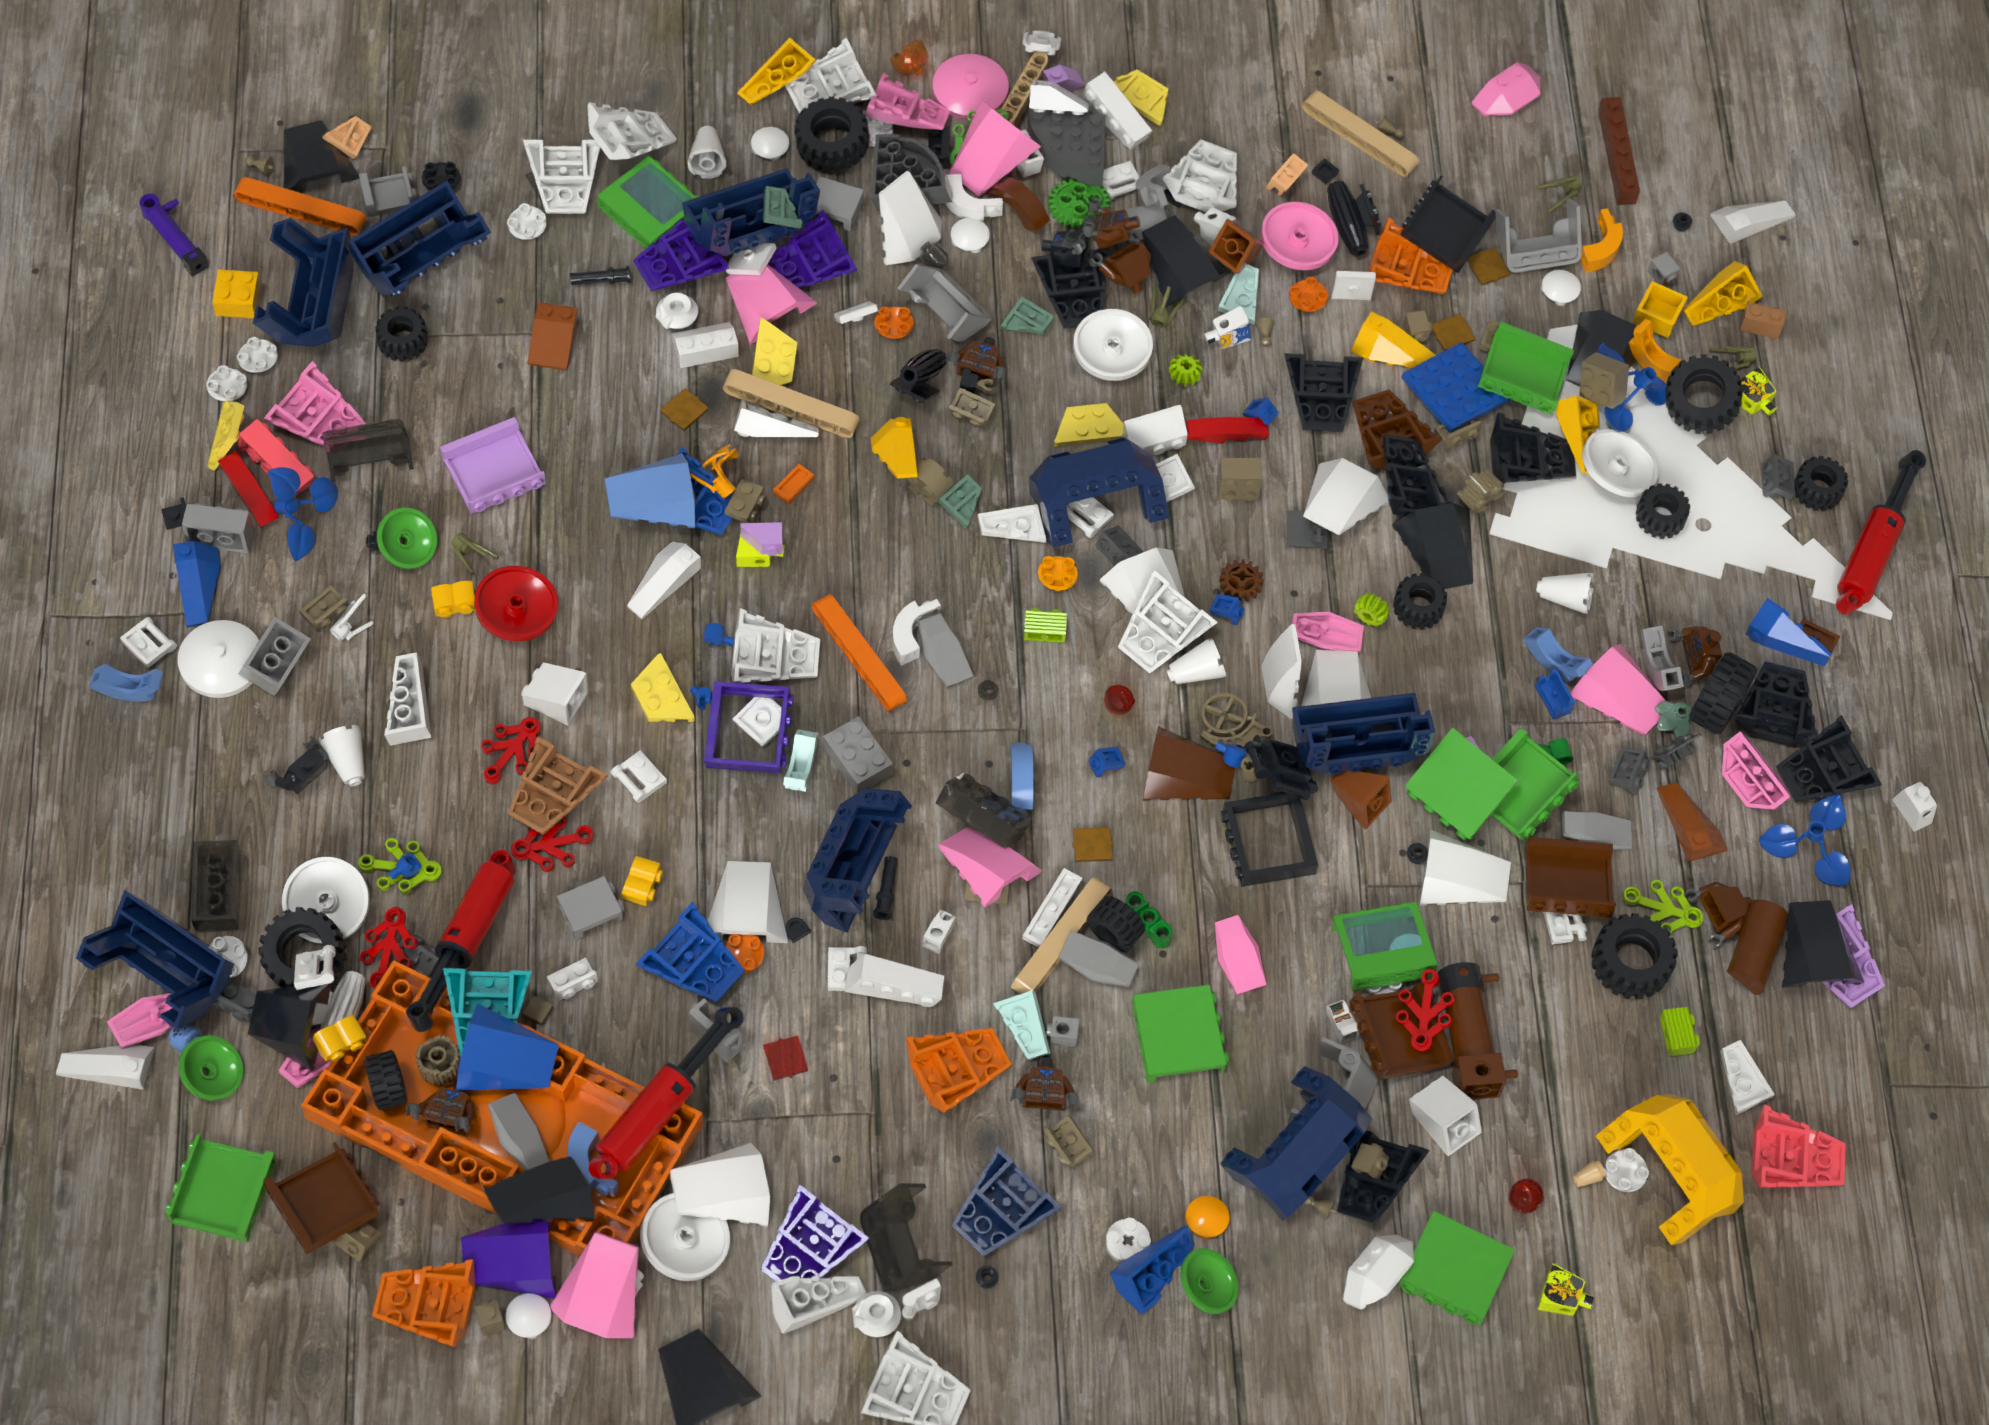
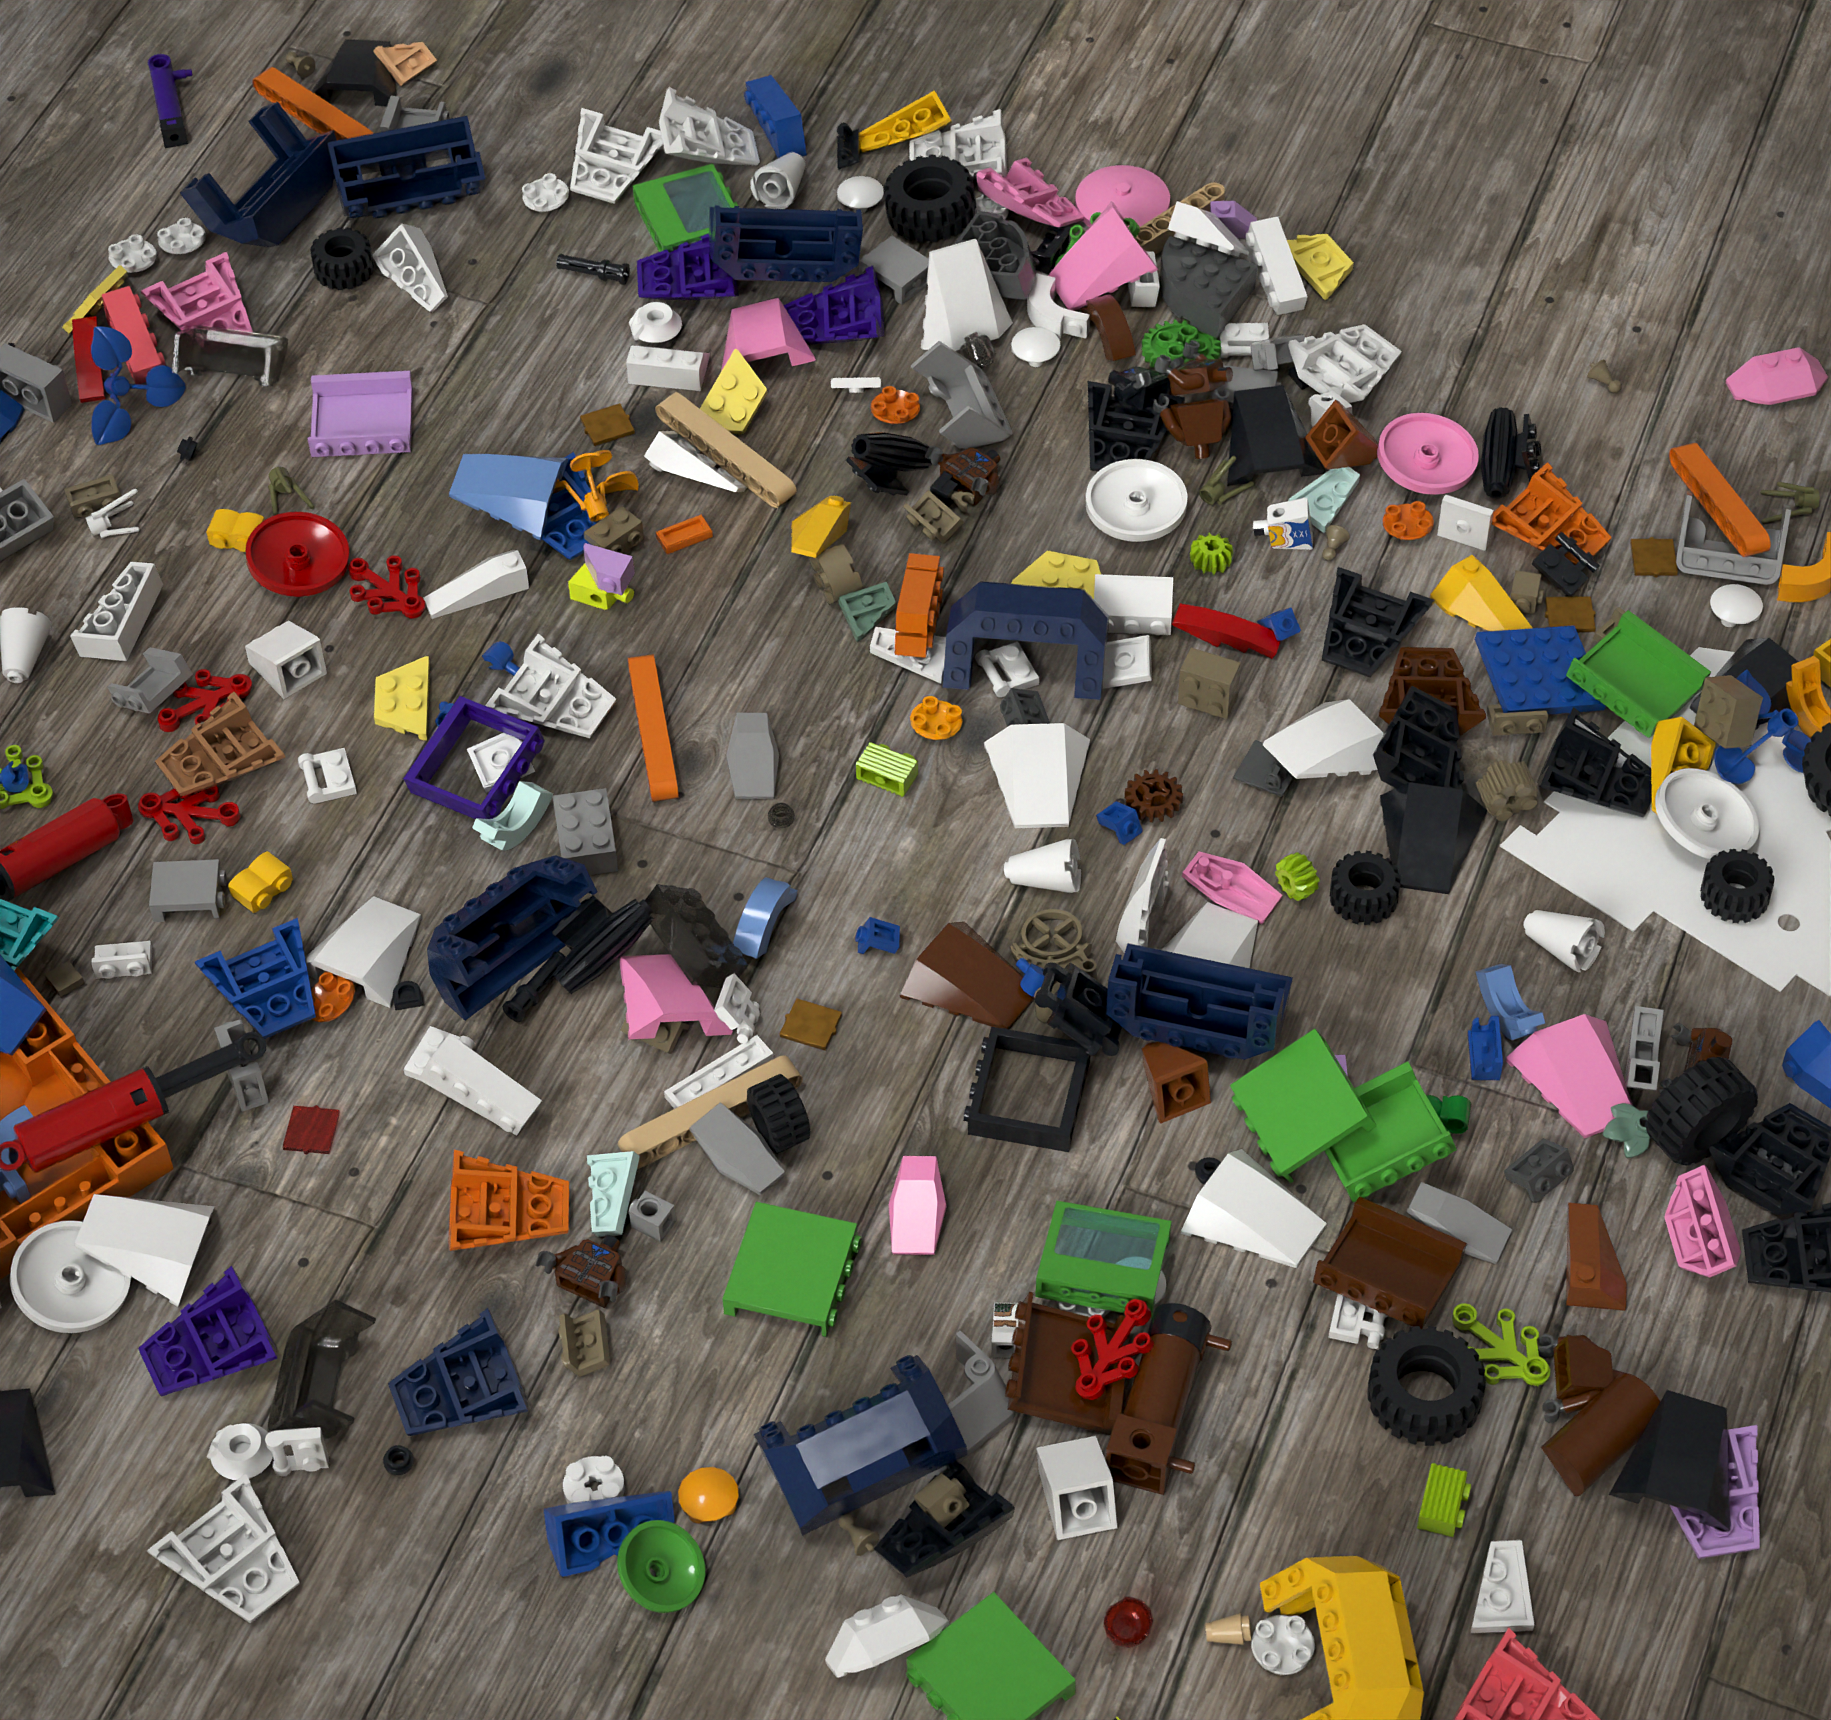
camera: 30 degrees right, 10 degrees down
(236, 293) = (194, 162): yellow piece -> none
(416, 531) = (223, 438): bright green dish -> none
(439, 173) = (484, 125): black dish -> none
(459, 321) = (412, 265): none -> white wedge
(467, 749) = (153, 685): none -> light grey panel
(553, 336) = (505, 308): dark orange slope -> none
(597, 607) = (410, 605): none -> red plant
(673, 95) = (776, 115): none -> blue wedge
(740, 105) = (847, 146): none -> black hinge
(752, 260) = (767, 295): white plate -> none
(779, 208) = (815, 243): sand green wing -> none
(806, 1300) = (168, 1403): white wedge -> none
(903, 642) = (719, 719): white arch -> none
(911, 59) = (1065, 151): clear orange cylinder -> none
(920, 838) = (598, 939): none -> black plate
(938, 931) = (568, 1053): white leg -> none
(1007, 488) = (919, 605): none -> orange piece
(1027, 318) = (1052, 446): sand green wing -> none
(1041, 41) = (1229, 175): white plate -> none
(1042, 853) = (736, 1008): none -> white plate
(1118, 699) = (929, 875): clear red hair -> none
(1156, 926) = (830, 1138): green piece -> none
(1162, 625) = (1024, 808): white wedge -> none
(1287, 174) = (1448, 386): light nougat hinge -> none
(1325, 171) = (1501, 398): black tile -> none
(1360, 133) = (1565, 372): tan beam -> none
(1432, 300) = (1561, 570): none -> black plate
(1446, 226) = (1617, 494): black panel -> none
(1517, 207) = (1719, 500): none -> orange beam
(1676, 751) = (1621, 1164): dark grey hinge -> none
(1825, 814) = (1787, 1312): blue plant -> none

